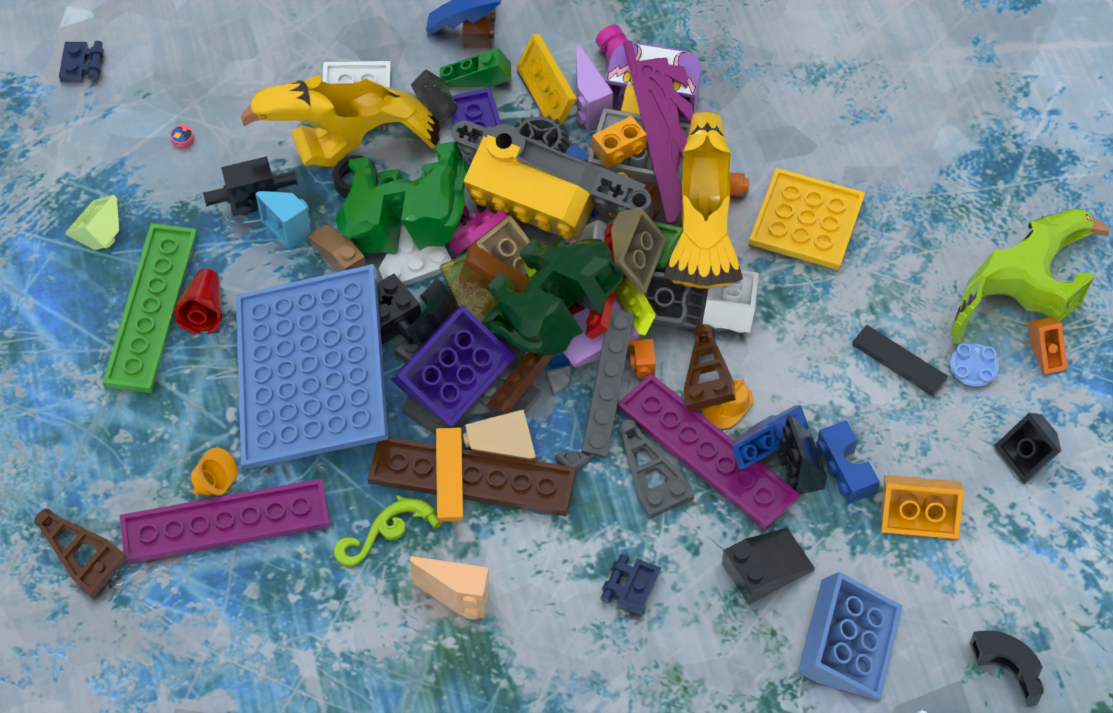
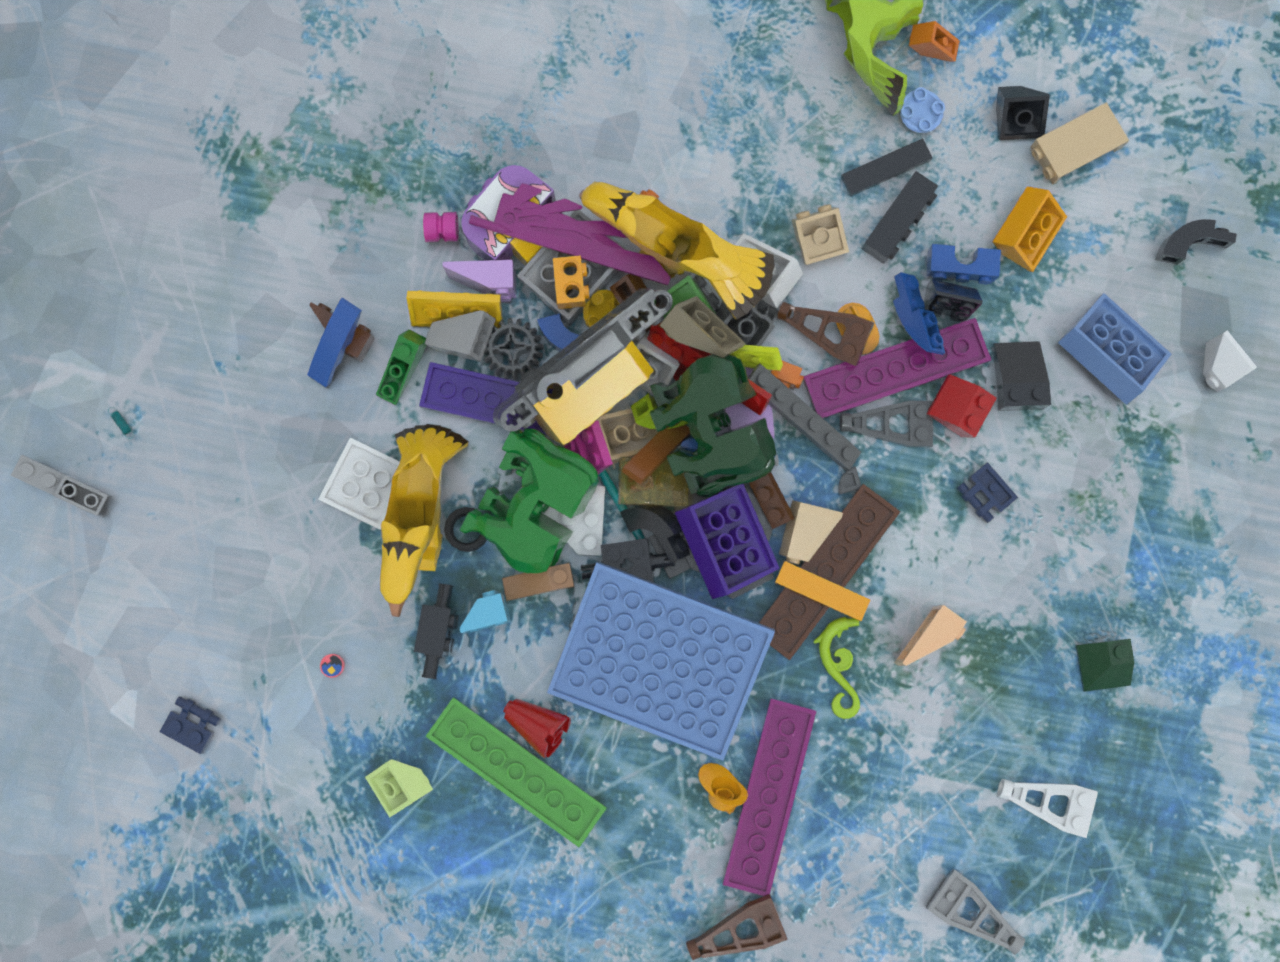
camera: 65 degrees left, 25 degrees up
(434, 95) = (416, 416): clear smoke slope -> none
(528, 96) = (462, 335): none -> light grey slope
(702, 517) = (961, 406): none -> red slope
(796, 329) = (820, 234): none -> tan plate
(807, 218) = (712, 163): yellow plate -> none
(857, 388) = (899, 217): none -> black brick
(1038, 509) = (1078, 142): none -> tan panel

